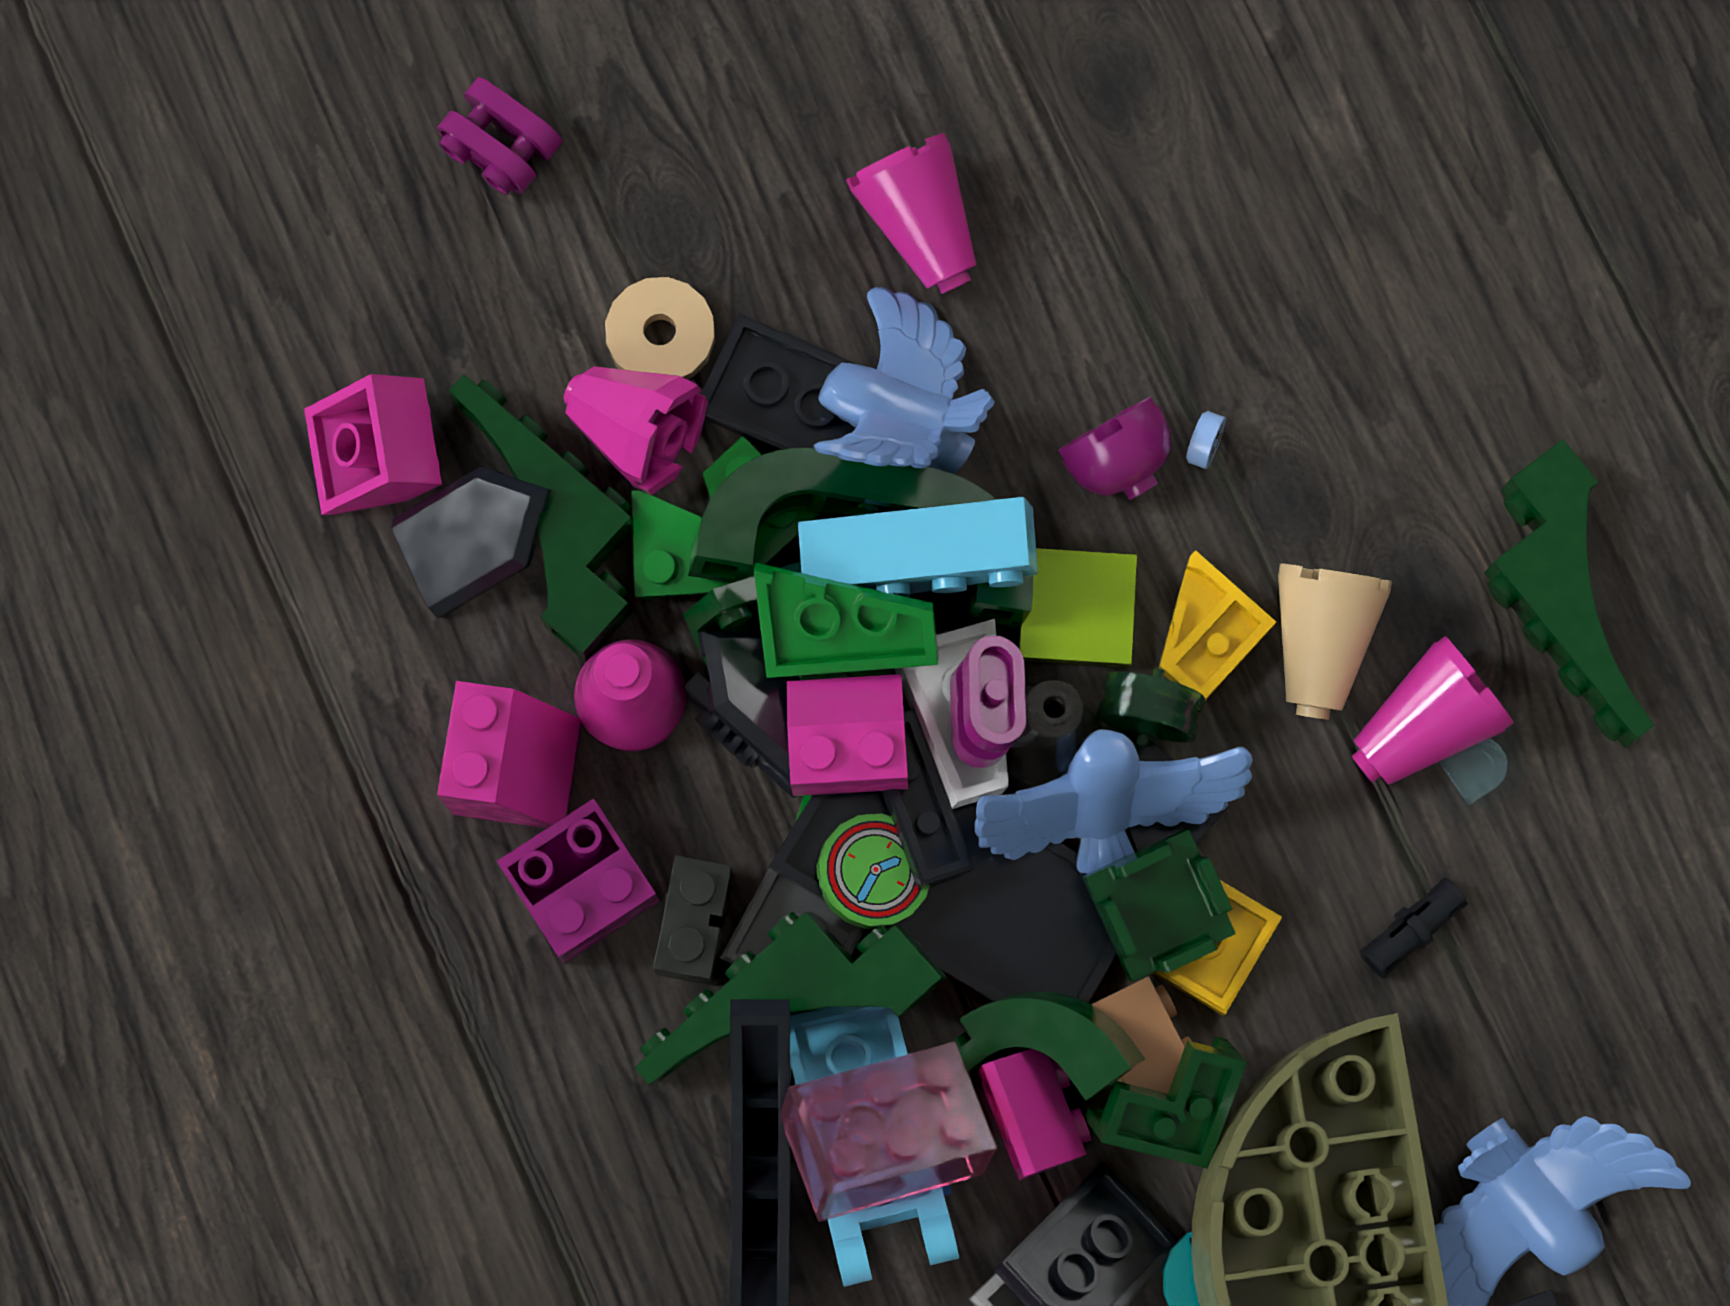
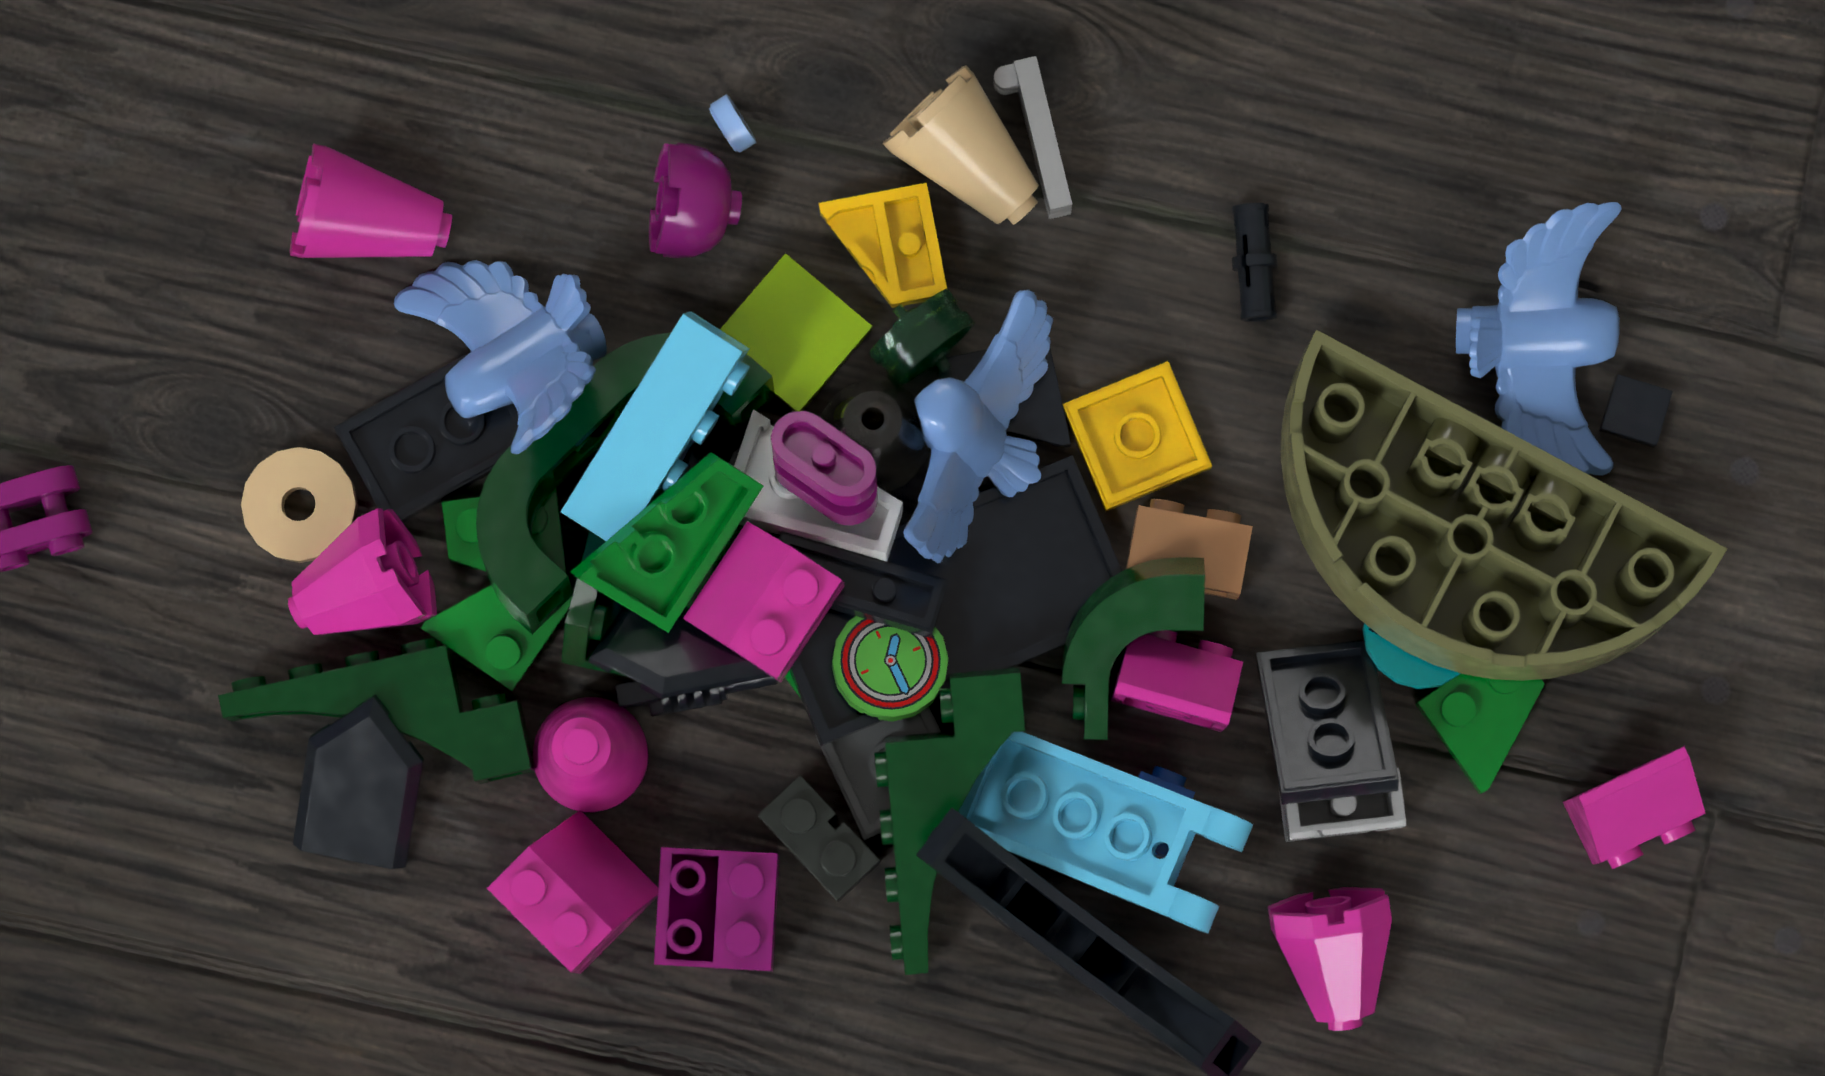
camera: 50 degrees left, 5 degrees up
(372, 444) = (218, 815): dark pink slope -> none
(887, 1131) = (1112, 807): clear pink brick -> none
(1161, 906) = (1089, 452): dark green panel -> none
(1184, 1121) = (1275, 563): dark green panel -> none
(1417, 637) = (1026, 79): none -> light grey hinge
(1429, 717) = (1097, 120): dark pink cone -> none
(1476, 769) = (1162, 113): clear light blue tile -> none

